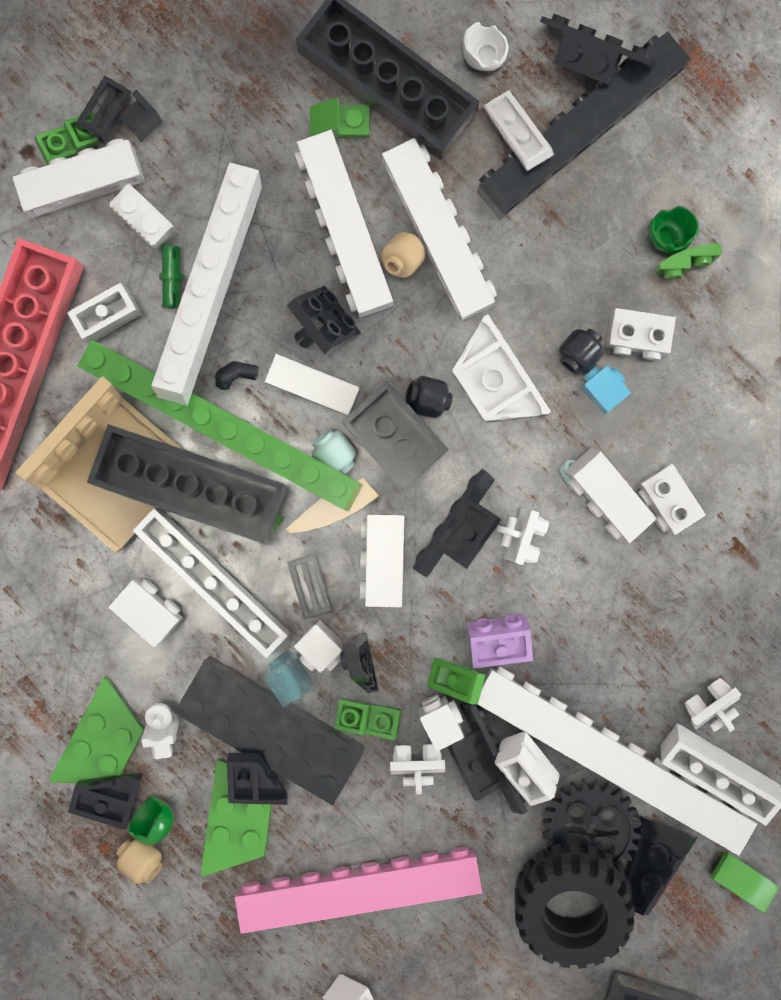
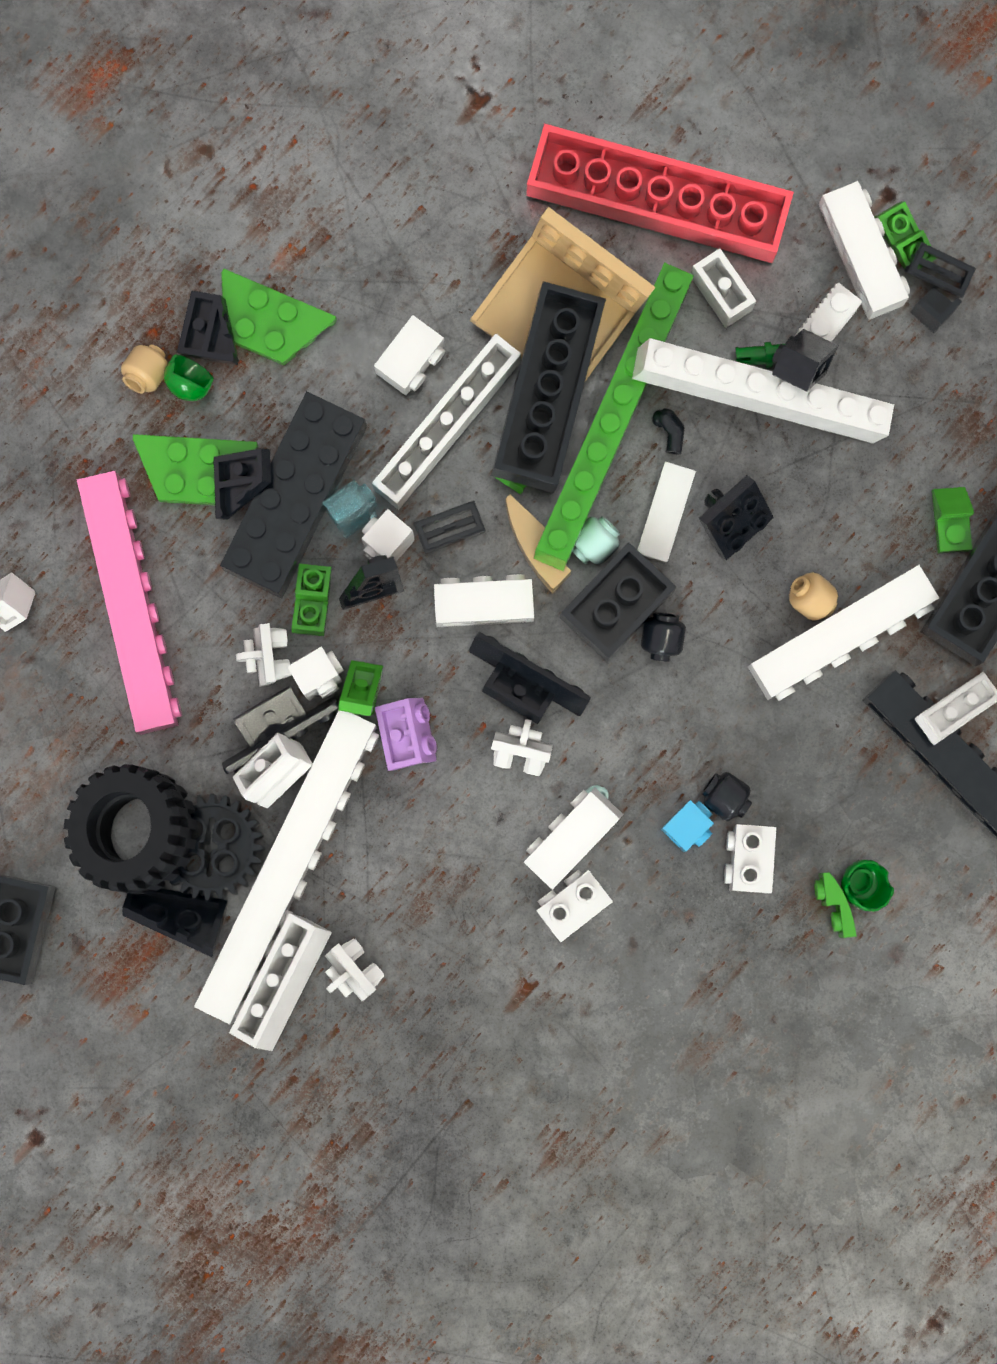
camera: 85 degrees right, 5 degrees down
(160, 730) = (286, 379): white hips -> none
(181, 242) = (803, 359): none -> black brick
(344, 223) = (840, 533): white brick -> none
(496, 378) = (689, 707): white wing -> none
(744, 882) = (163, 1019): bright green slope -> none

